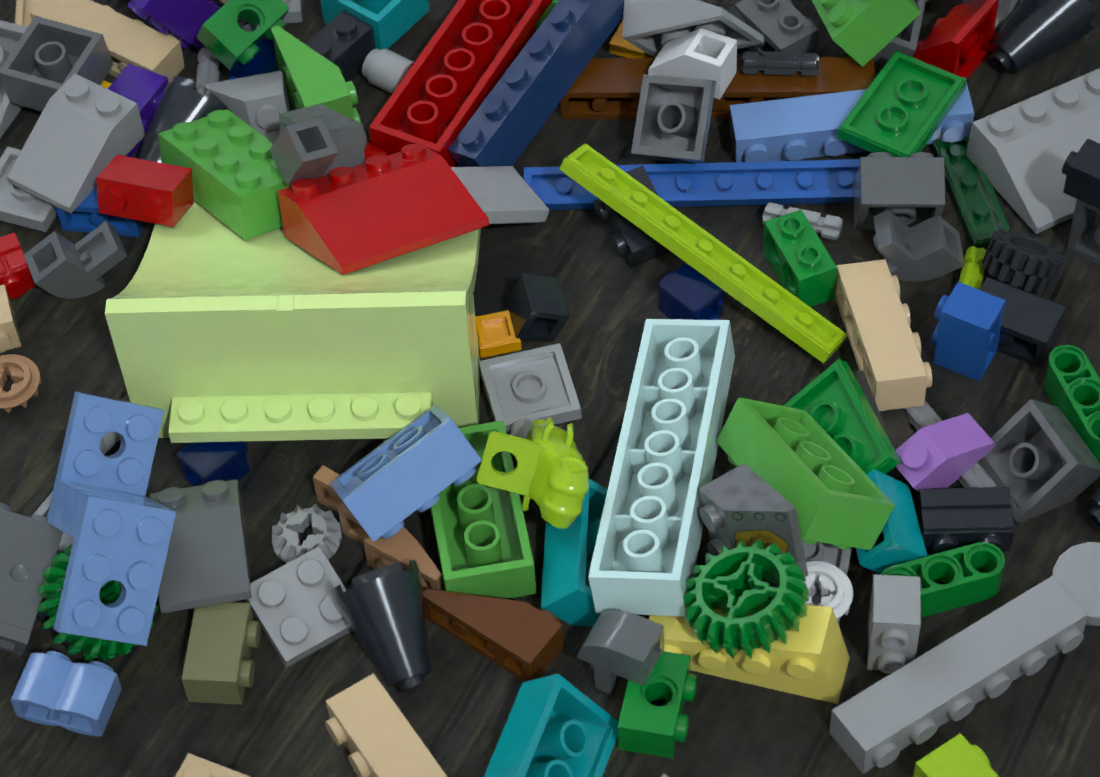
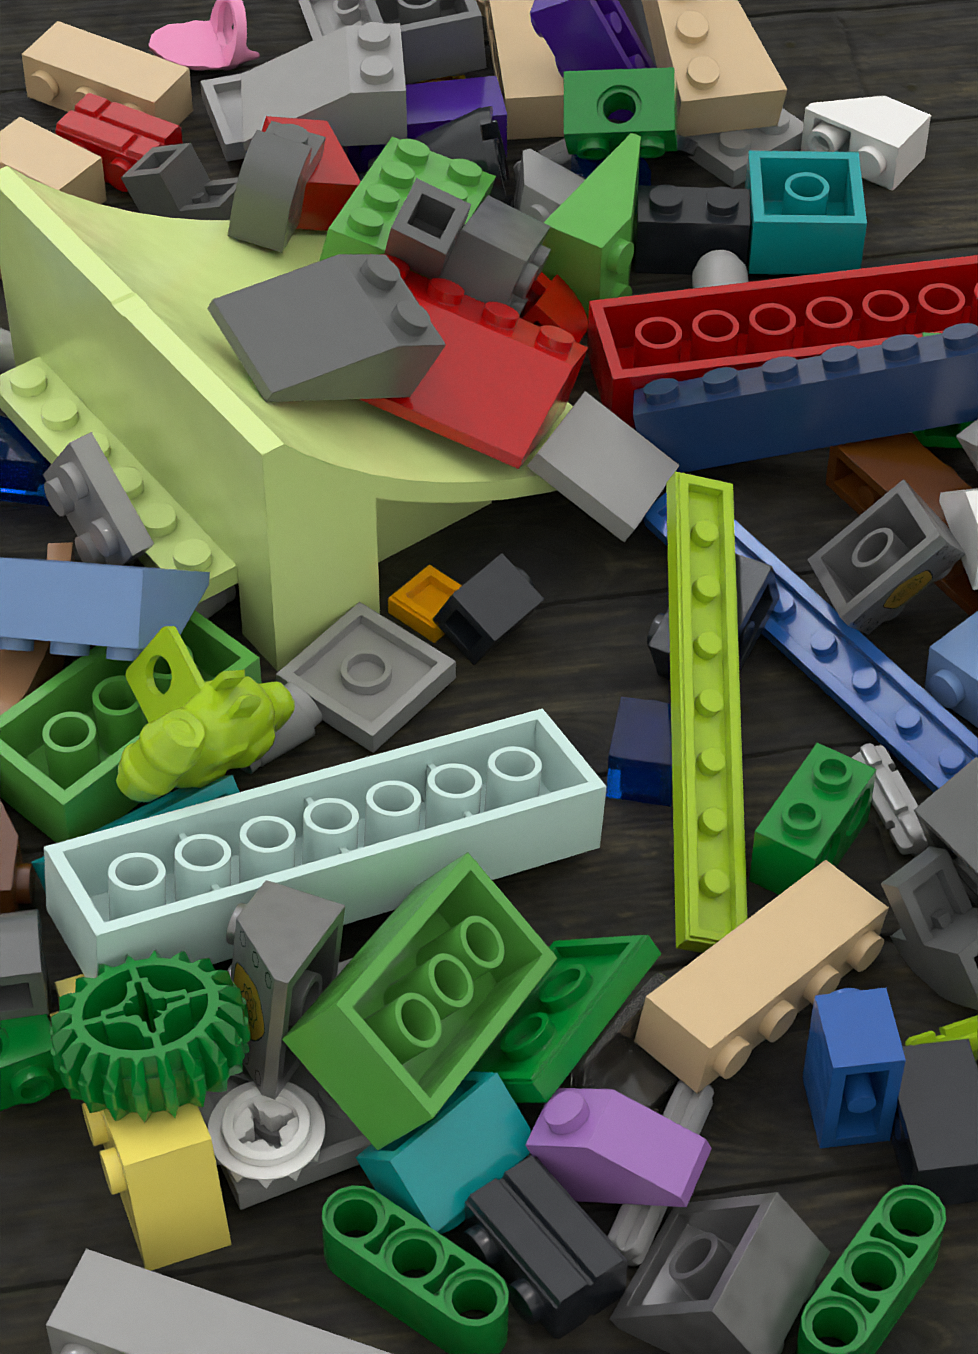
camera: 50 degrees right, 5 degrees down
(167, 203) = (273, 184): none -> dark grey brick
(334, 429) = (96, 505): none -> light grey plate
(365, 230) = (331, 331): none -> dark grey slope
(893, 622) = (279, 1241): light grey brick -> none

